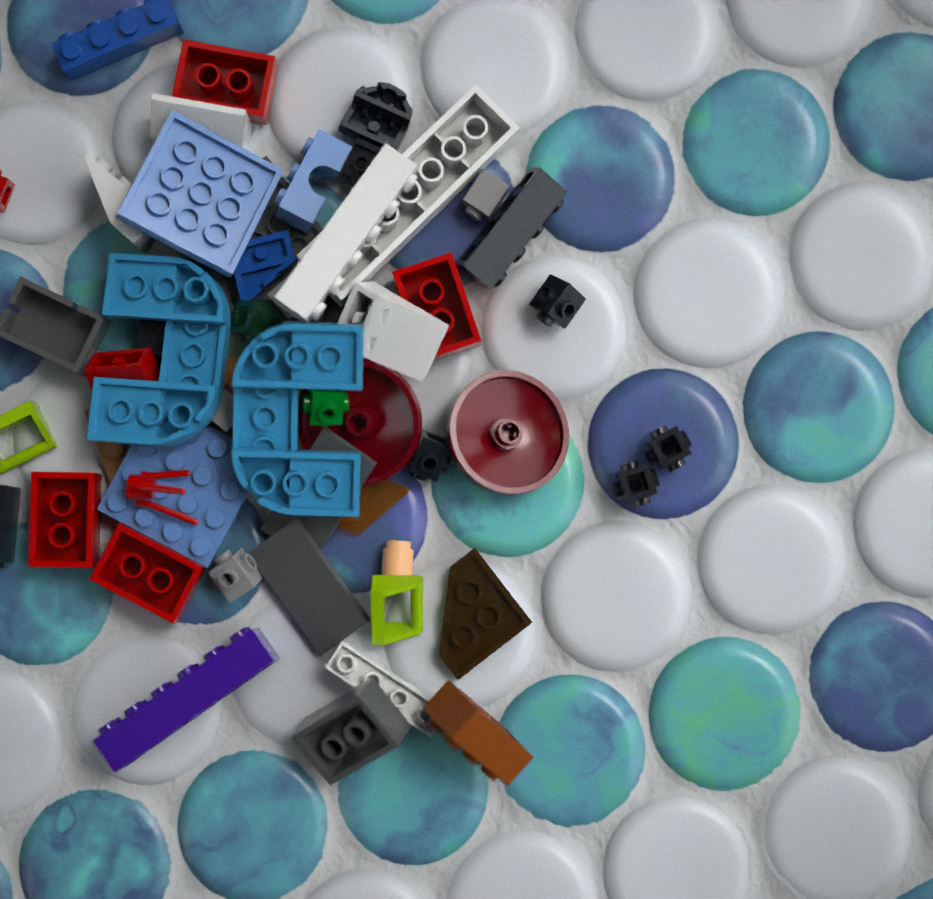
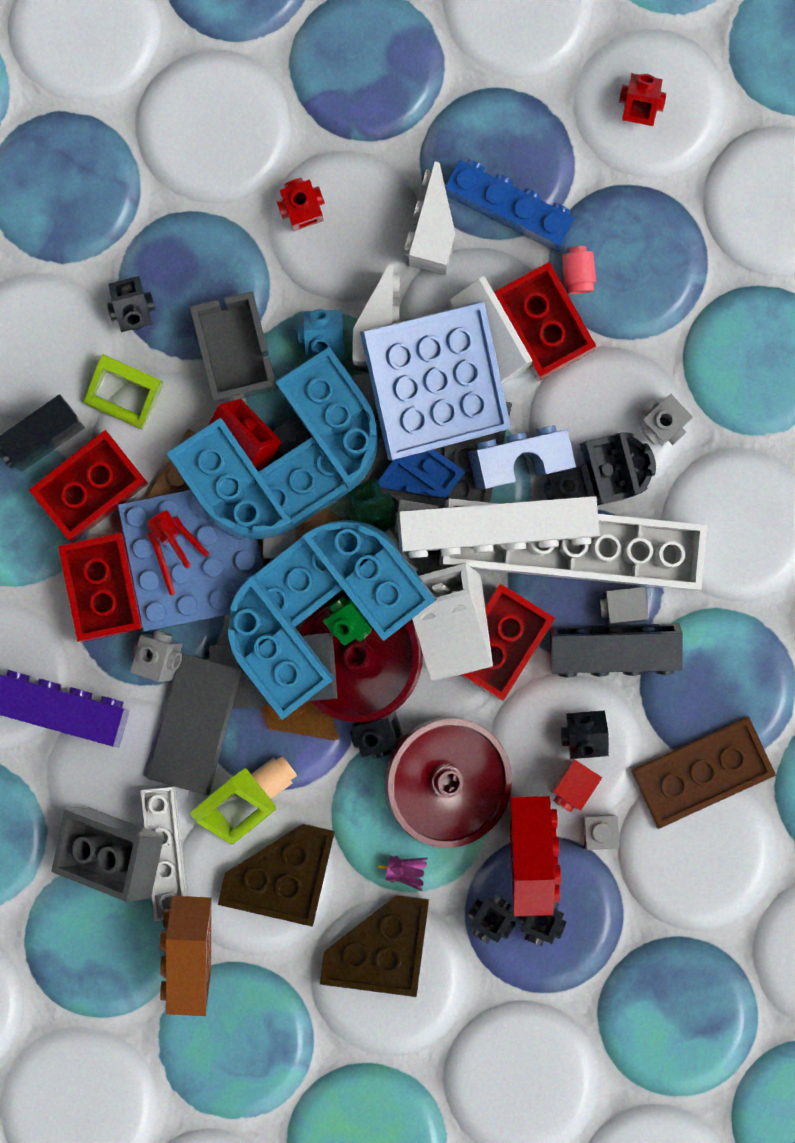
camera: 50 degrees right, 0 degrees up
(93, 251) = (321, 331): none -> dark azure brick
(96, 113) = (434, 237): none -> white slope
(209, 26) = (579, 270): none -> coral brick
(373, 54) = (670, 410): none -> light grey brick
(546, 519) = (405, 871): none -> flat silver piece
(588, 340) = (575, 786): none -> red brick
(592, 586) = (381, 951): none -> dark brown plate
(615, 412) = (534, 856): none -> red brick
(637, 351) = (601, 832): none -> light grey brick
(655, 241) = (703, 772): none -> reddish brown tile

